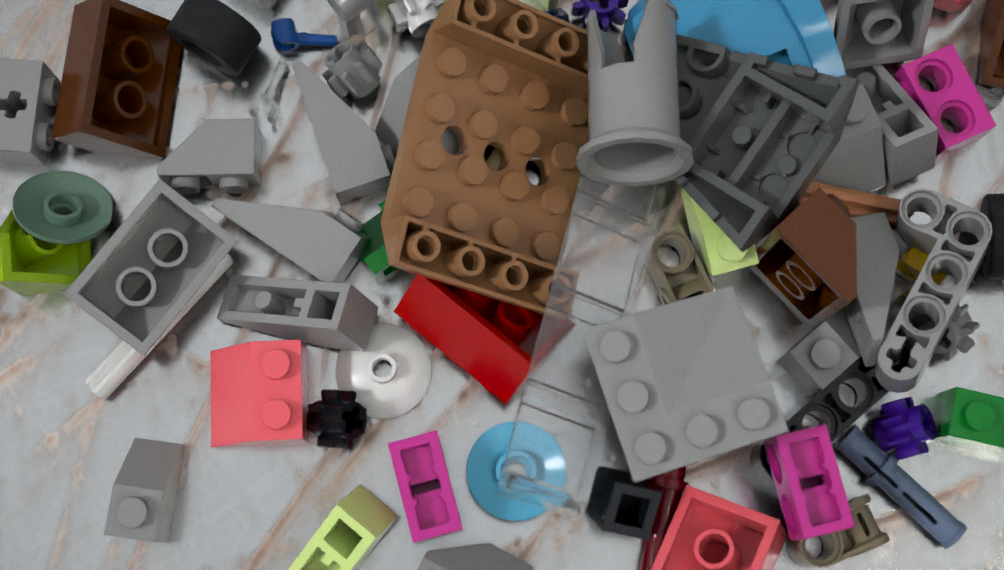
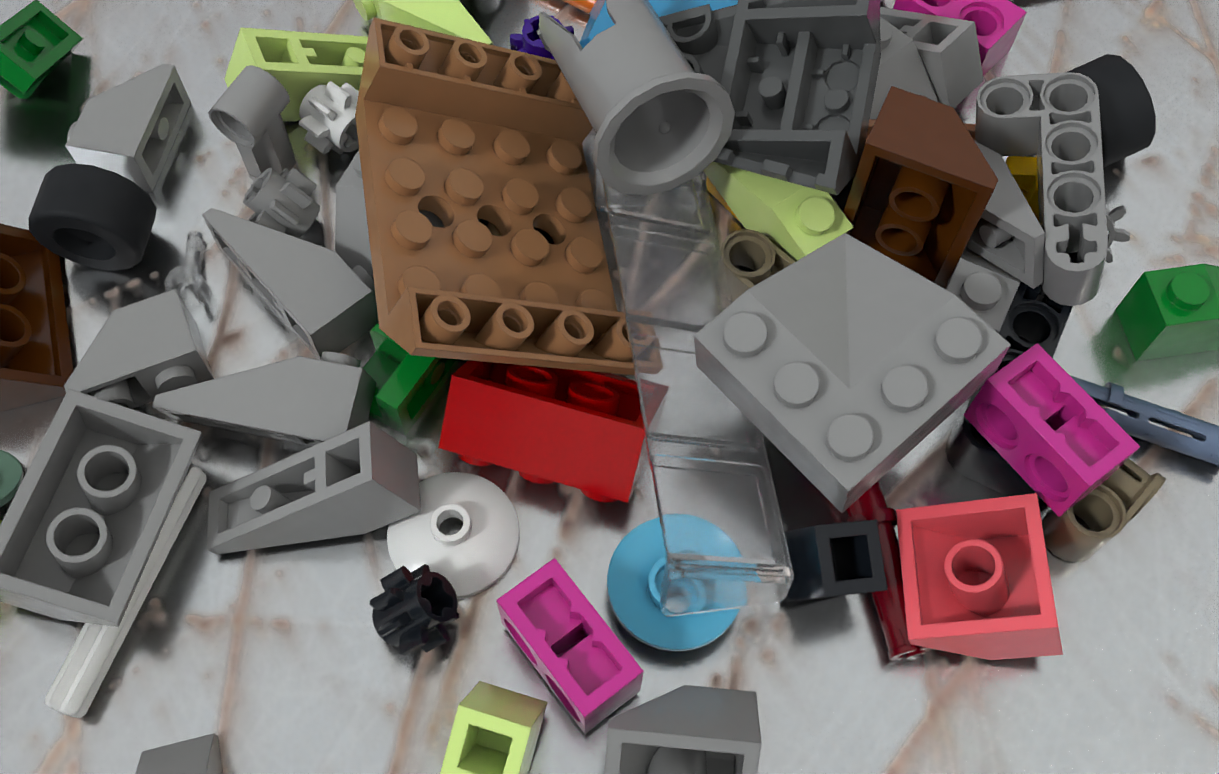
camera: 20 degrees left, 15 degrees down
(259, 394) = (298, 622): coral slope -> none
(287, 39) = (189, 205): blue hand -> none
(905, 428) = (1108, 348): dark purple gear -> none

